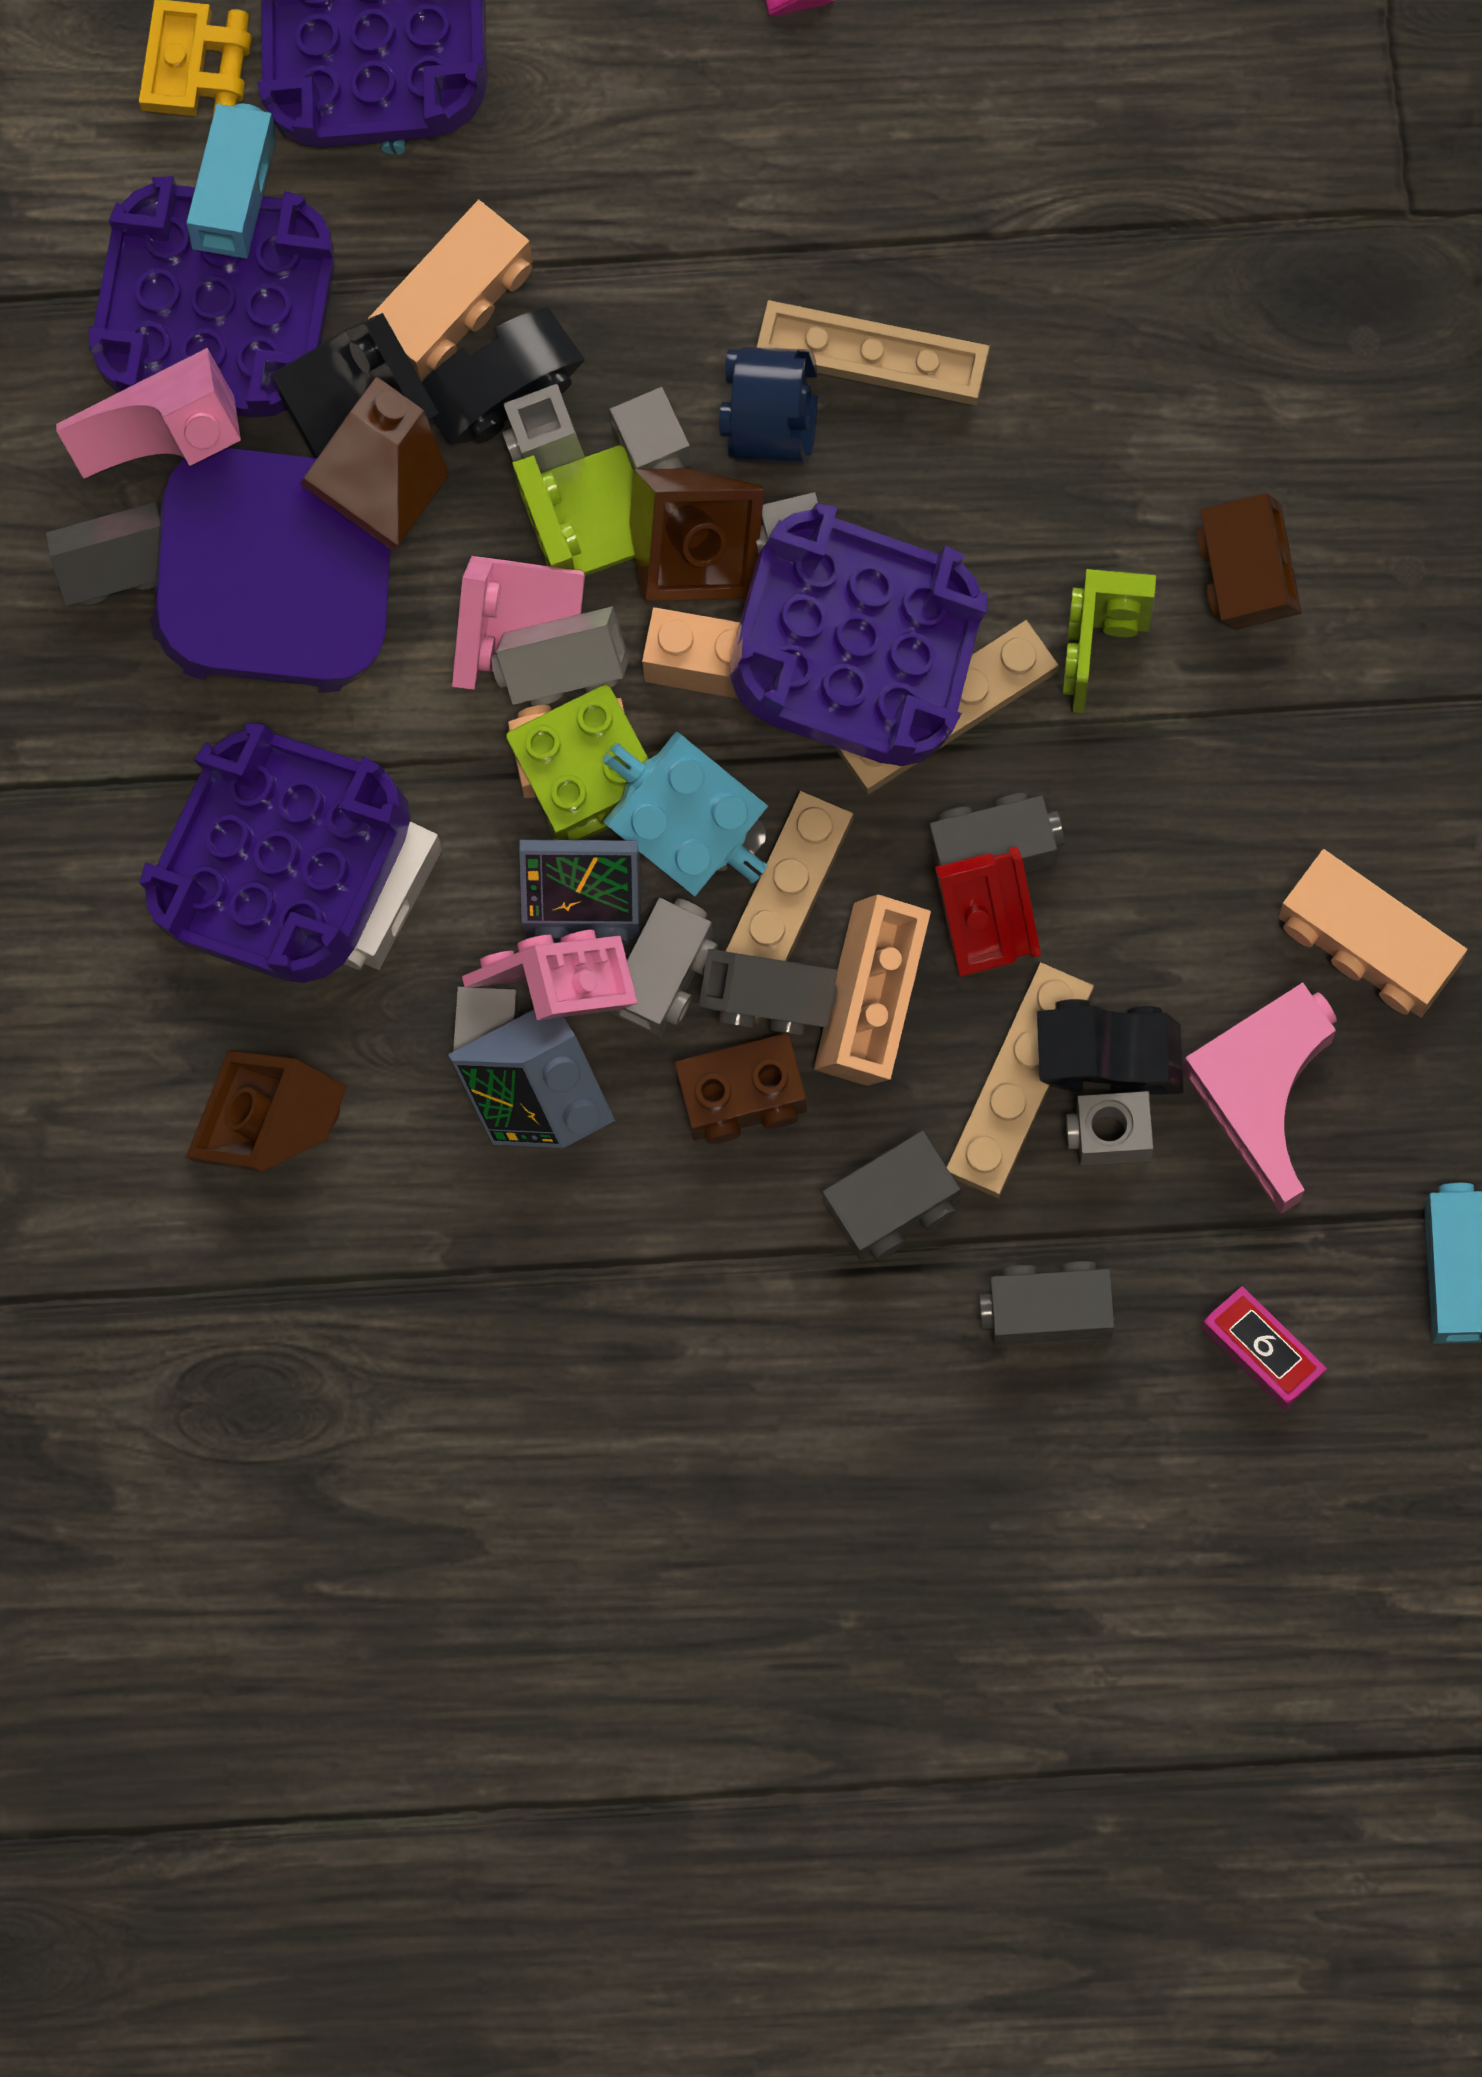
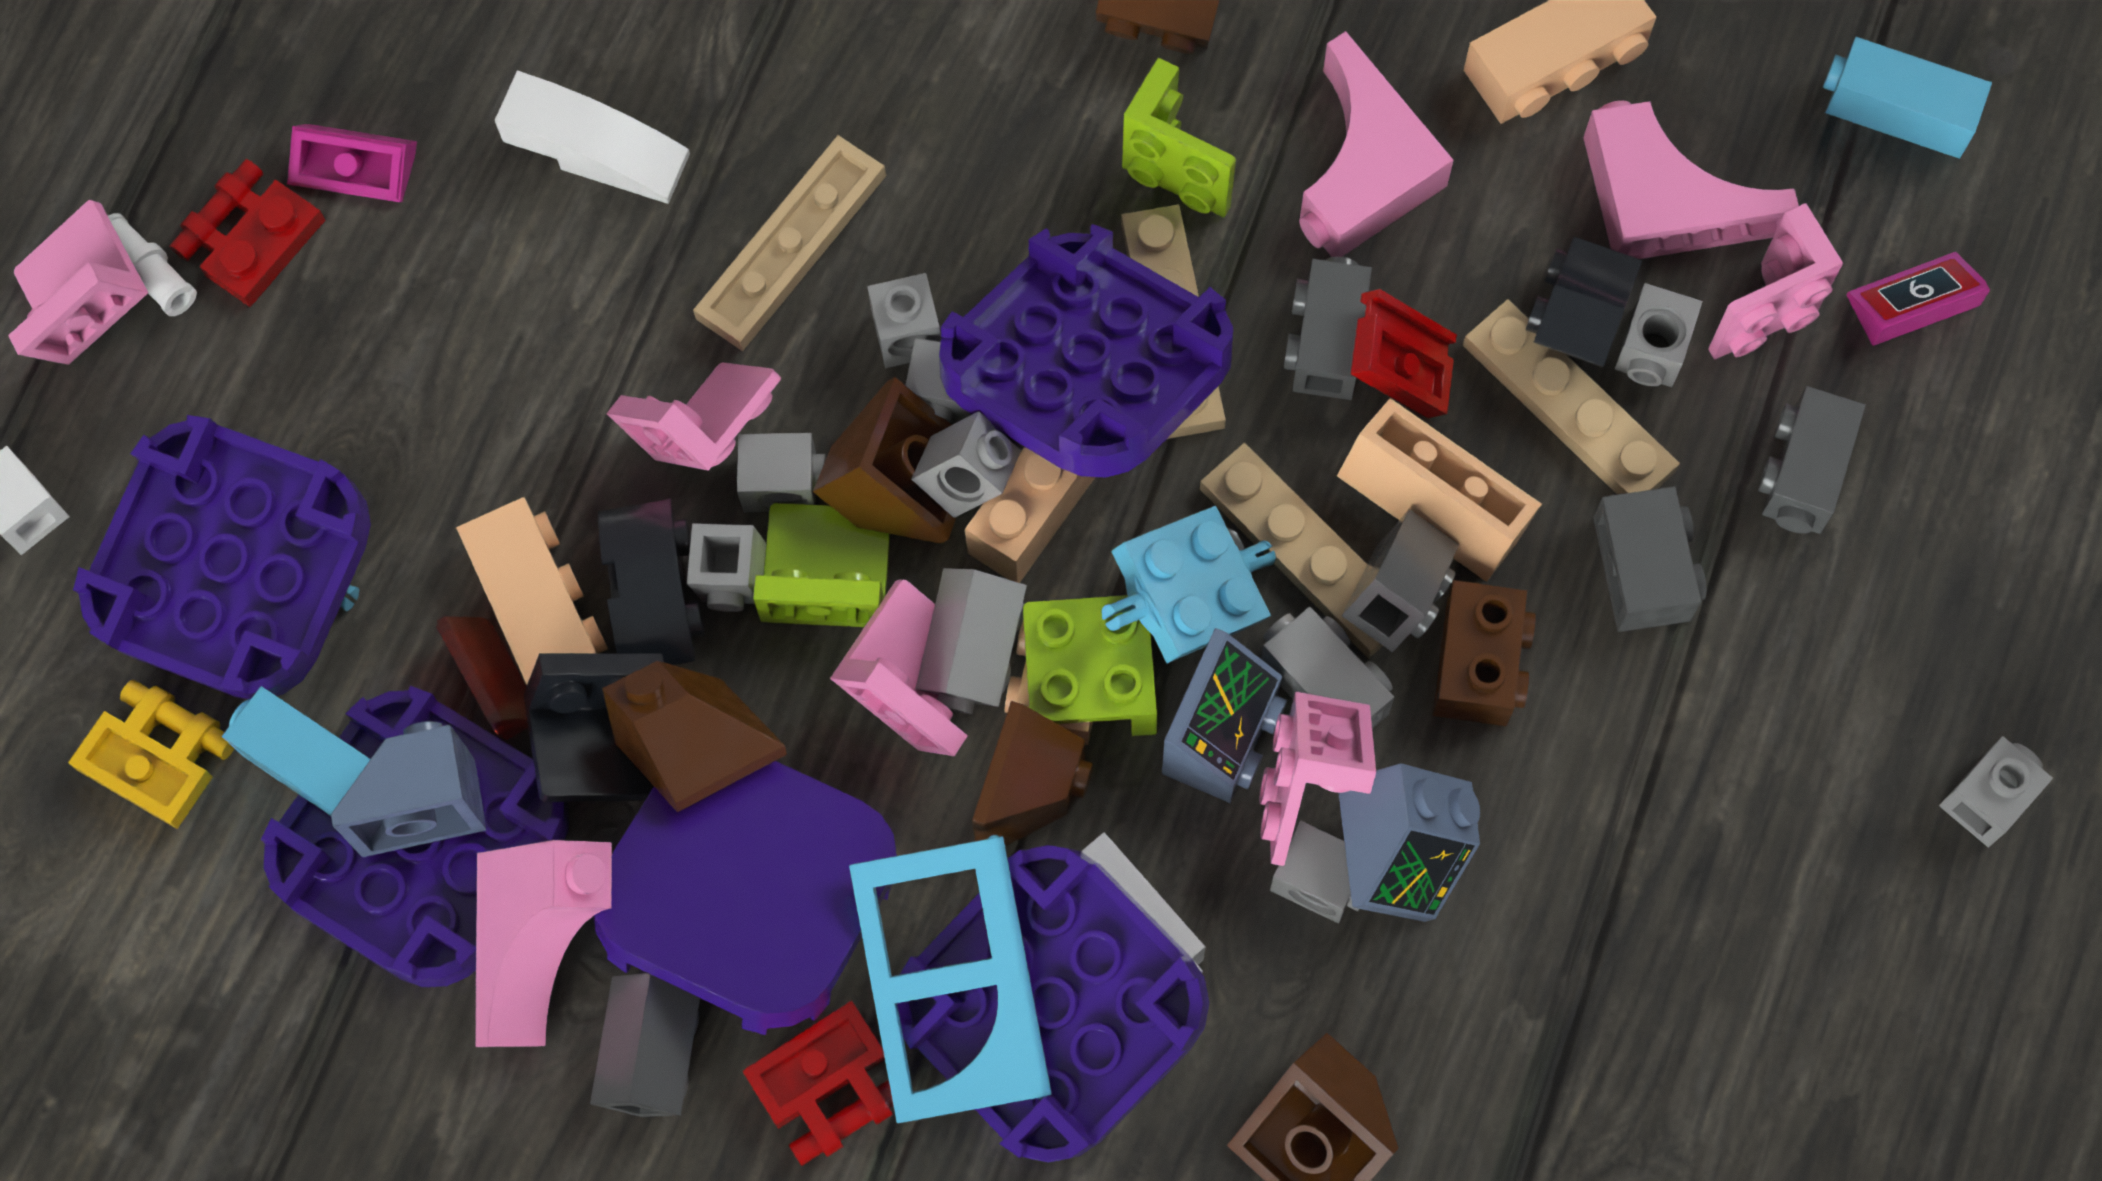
camera: 70 degrees left, 5 degrees down
(155, 696) = (813, 1068): none -> red plate
(215, 841) = (1013, 1058): none -> medium azure window
(233, 274) = (412, 793): none -> sand blue slope
(370, 280) = (487, 671): none -> clear red slope
(457, 753) = (1030, 776): none -> reddish brown slope
(655, 357) = (705, 427): none -> bright pink bracket
(710, 582) = (966, 464): none -> light grey brick
(770, 405) = (807, 343): dark blue brick -> none
(805, 1572) = (1997, 790): none -> light grey brick
(838, 476) = (901, 313): none -> light grey brick
(893, 142) = (590, 138): none -> white slope
(1174, 821) = (1384, 164): none -> bright pink arch
(1195, 1234) = (1797, 279): none -> bright pink bracket

